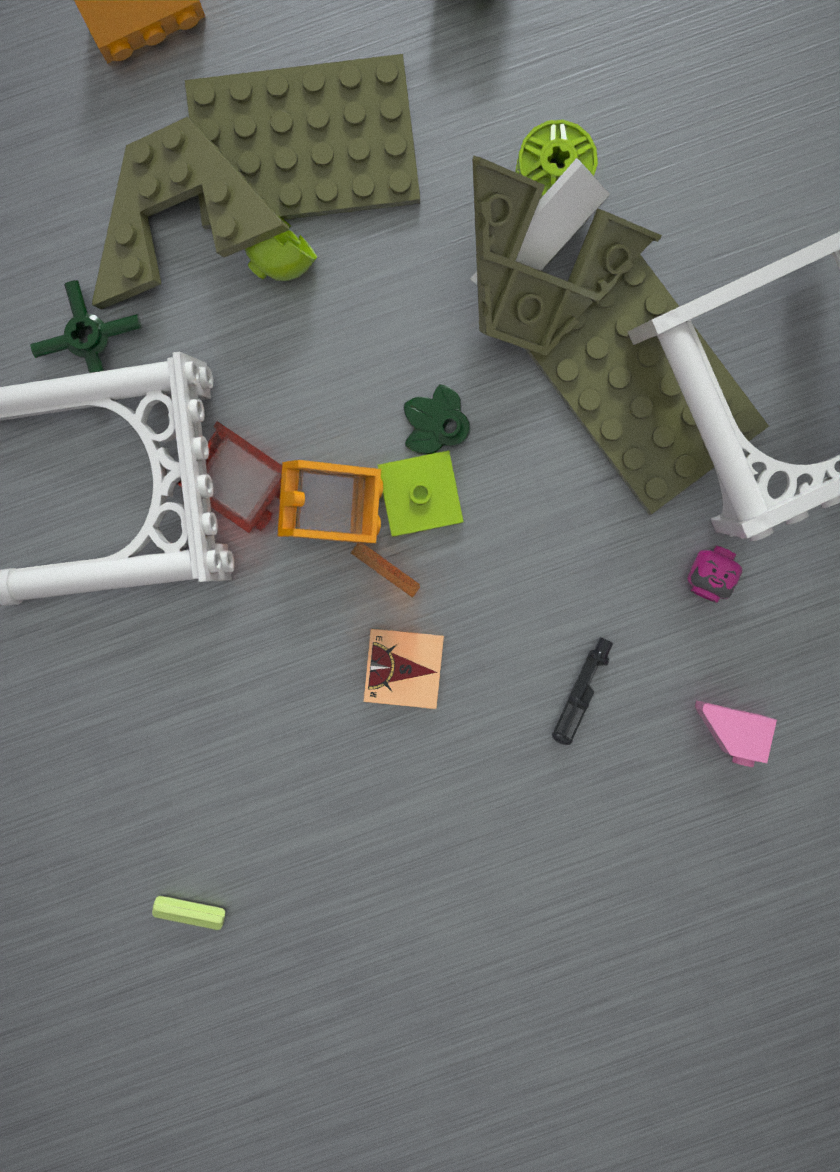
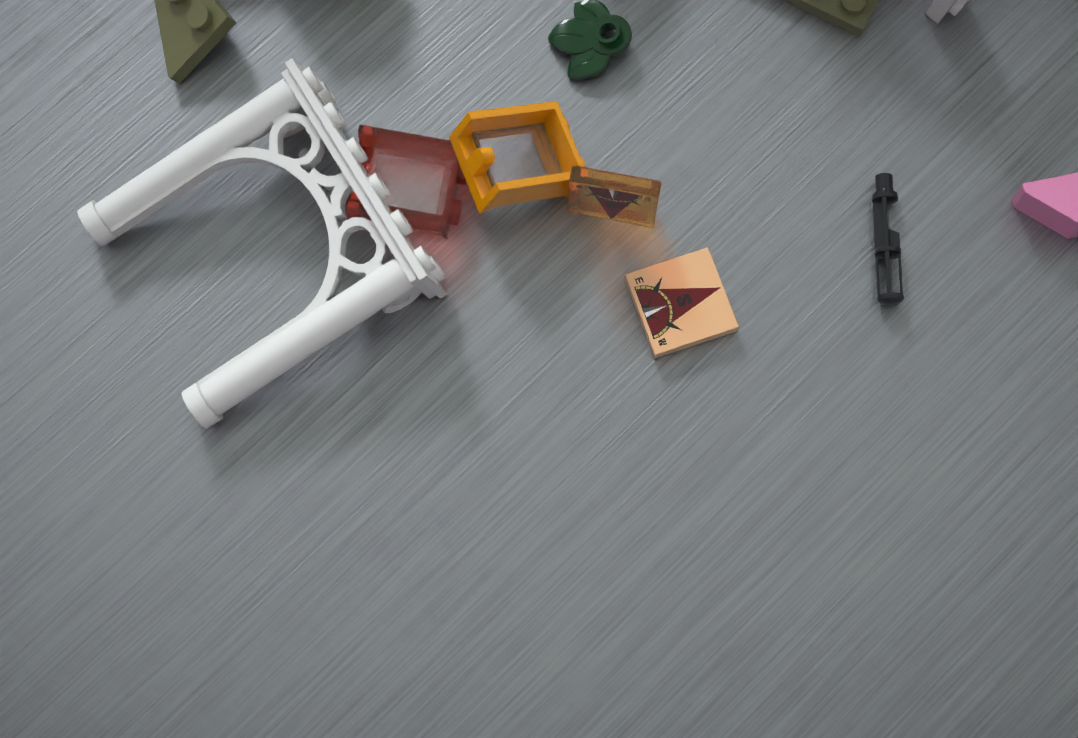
camera: 20 degrees left, 15 degrees down
(76, 329) = (169, 97): dark green bar -> none
(188, 912) = (570, 682): yellowish green axle -> none
(420, 493) = (611, 116): lime plate -> none
(714, 574) = (960, 59): dark pink head -> none

